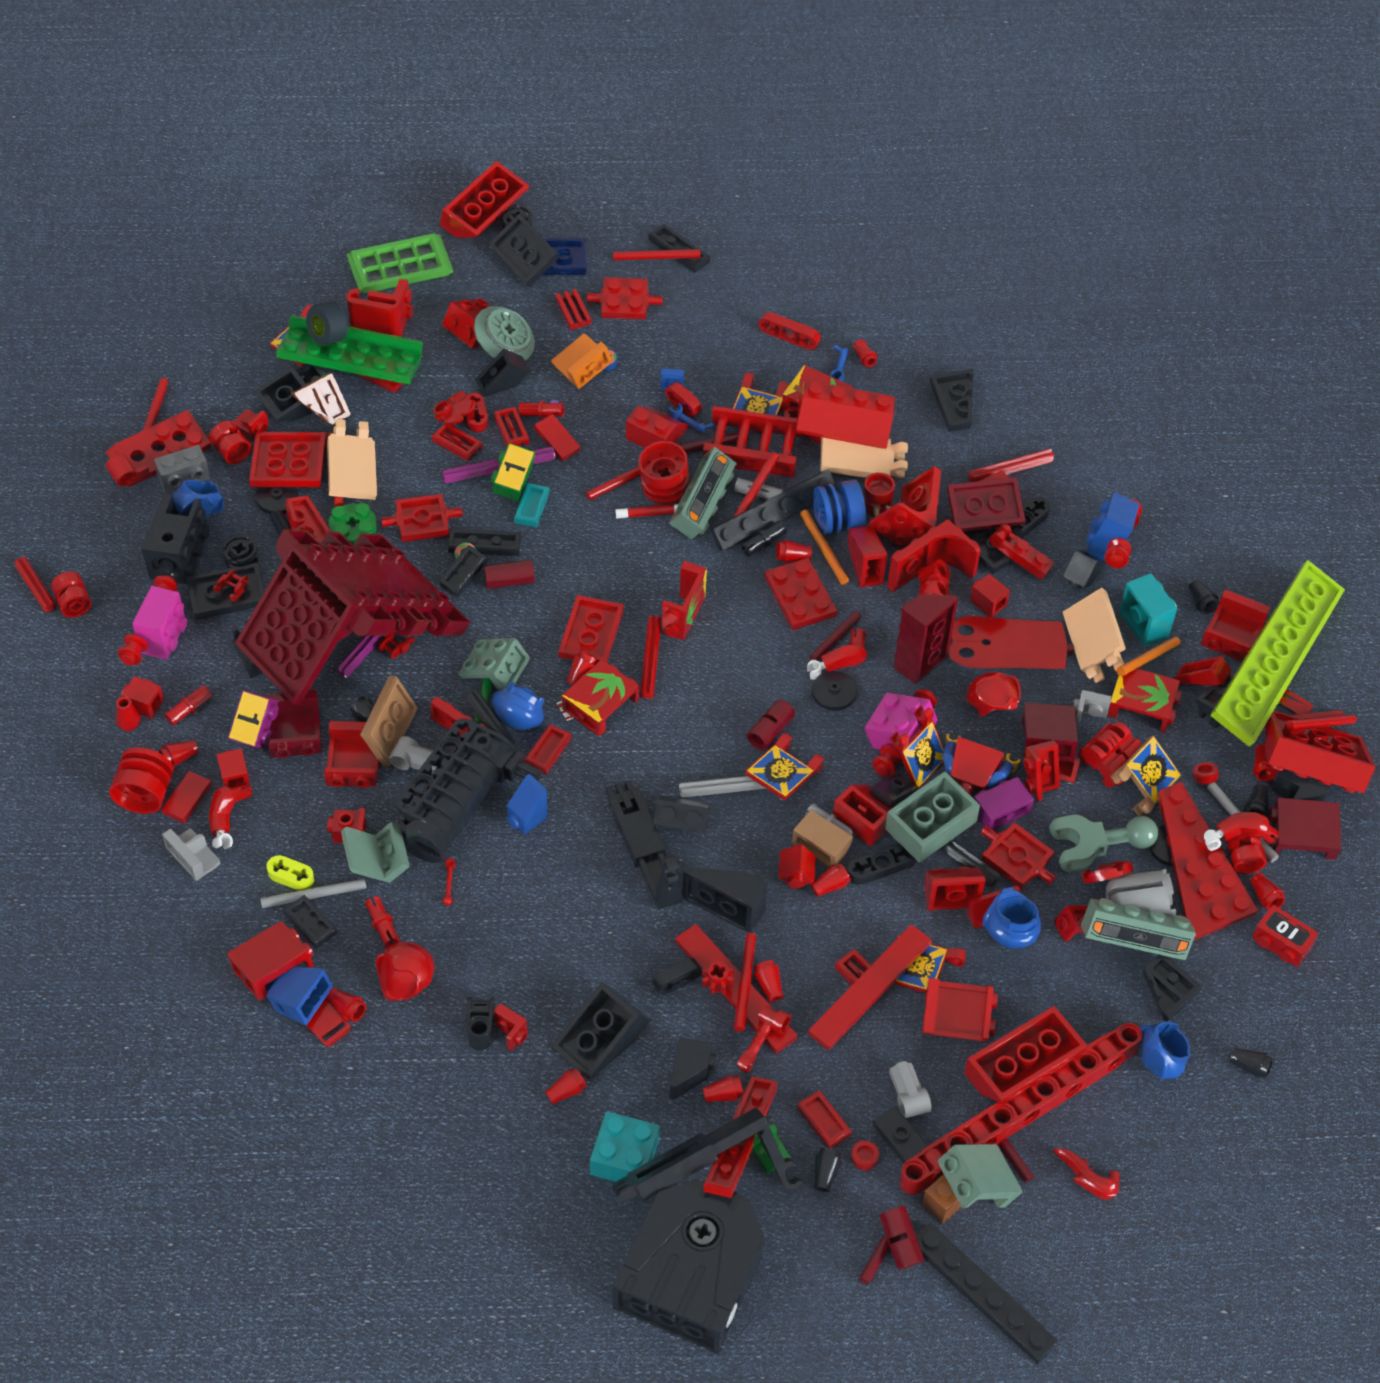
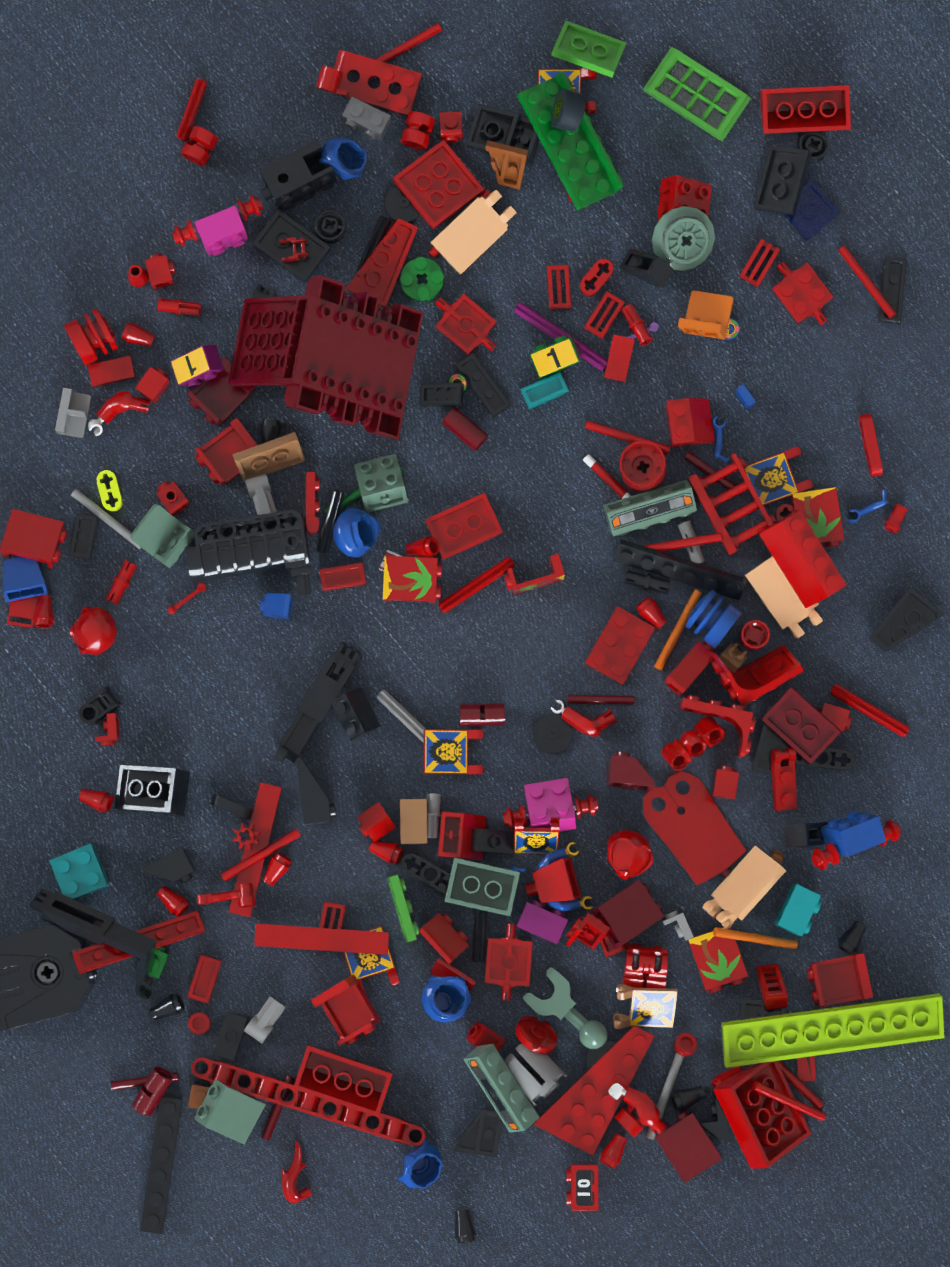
camera: 55 degrees right, 30 degrees up
(291, 297) = (588, 49): none -> bright green plate
(381, 311) = (625, 136): red piece -> none
(454, 409) = (584, 264): red plate -> none
(679, 394) = (733, 420): red beam -> none
(897, 896) = (403, 908): none -> bright green plate

